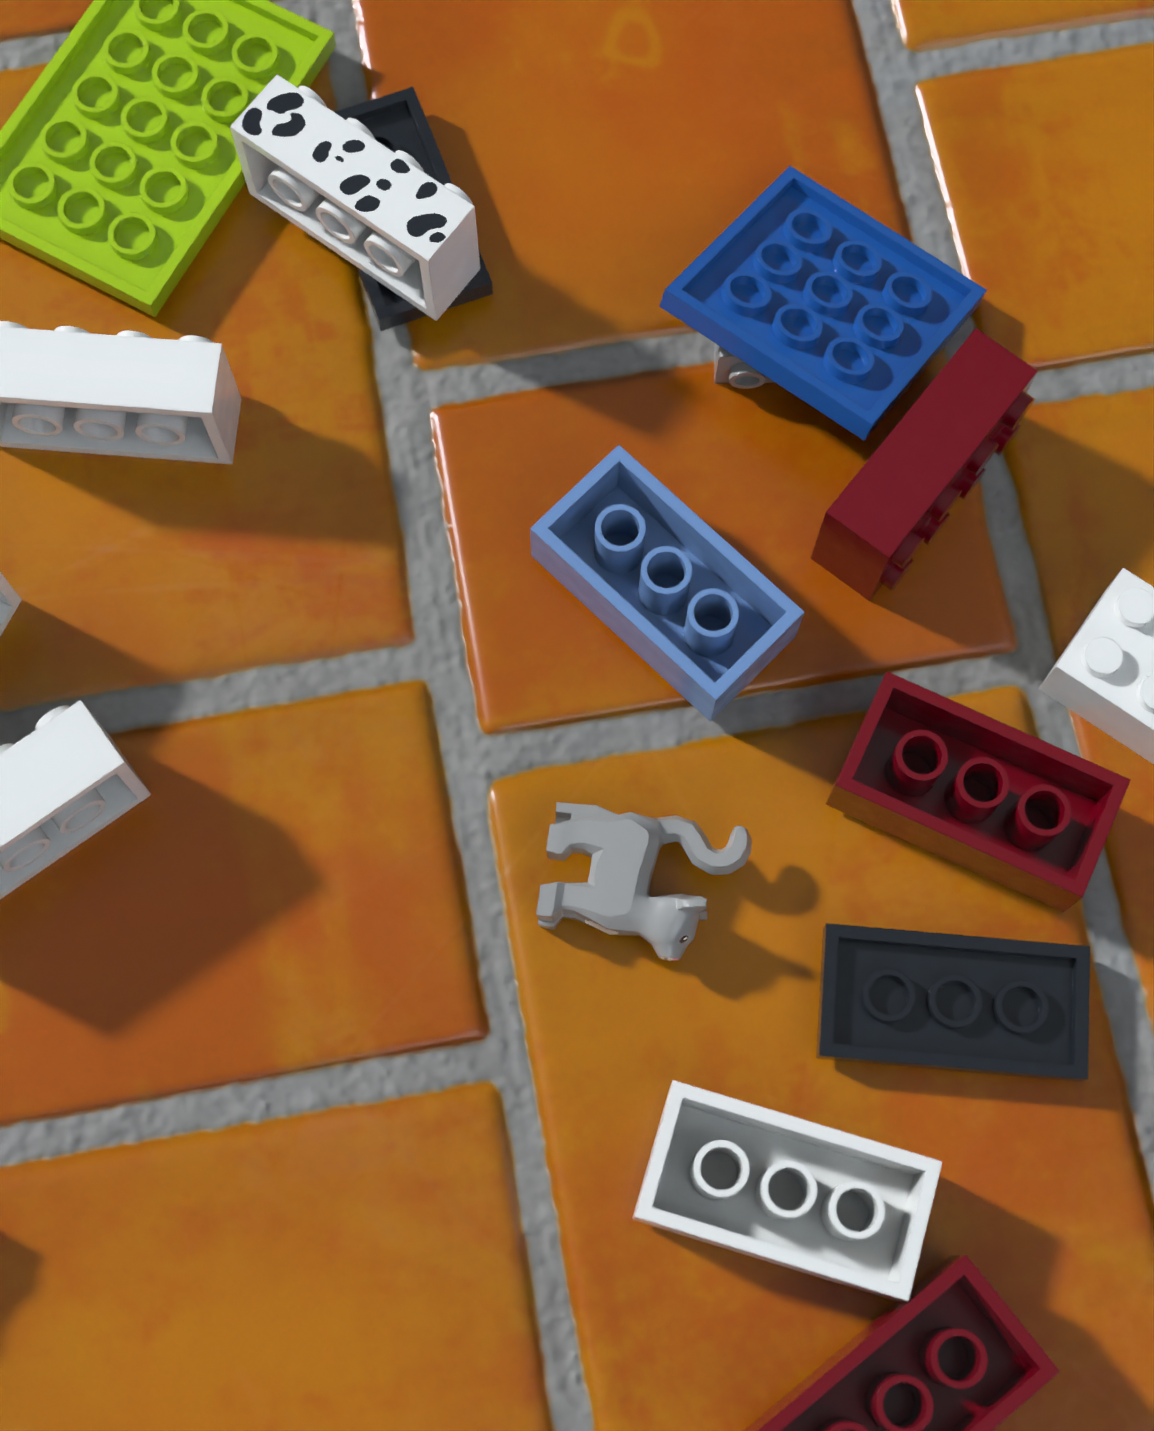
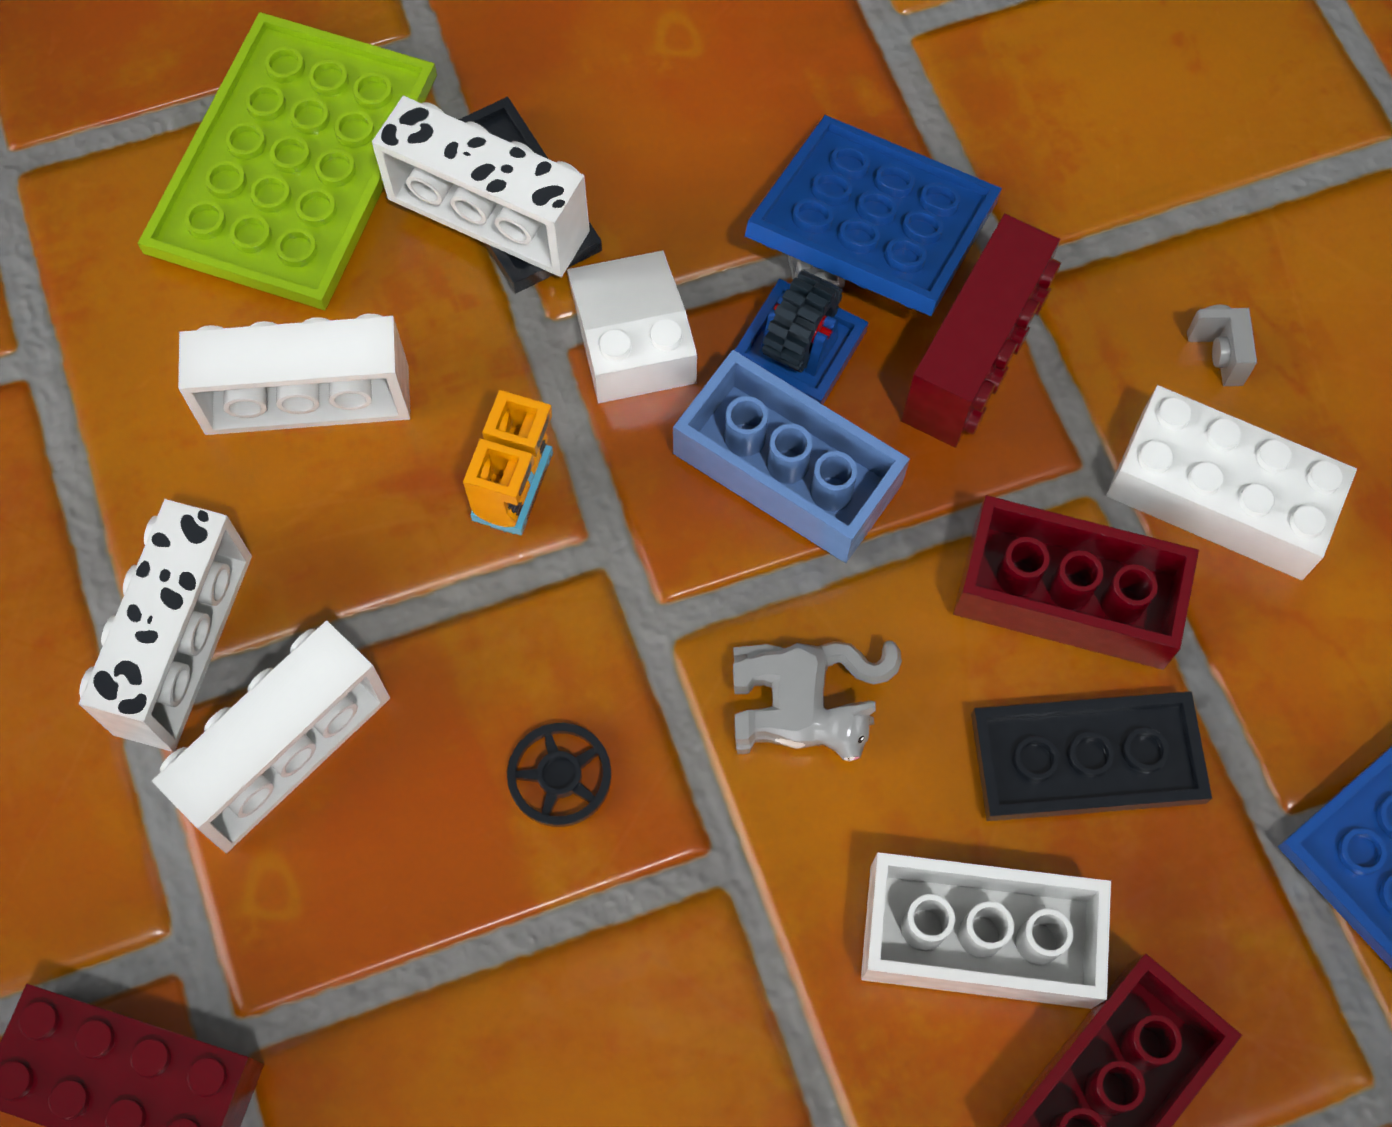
camera: 10 degrees left, 5 degrees down
(328, 918) = (559, 774): none -> black wheel
(330, 543) = (509, 463): none -> light orange hips
(510, 392) = (633, 326): none -> white slope
(709, 440) = (804, 335): none -> plate

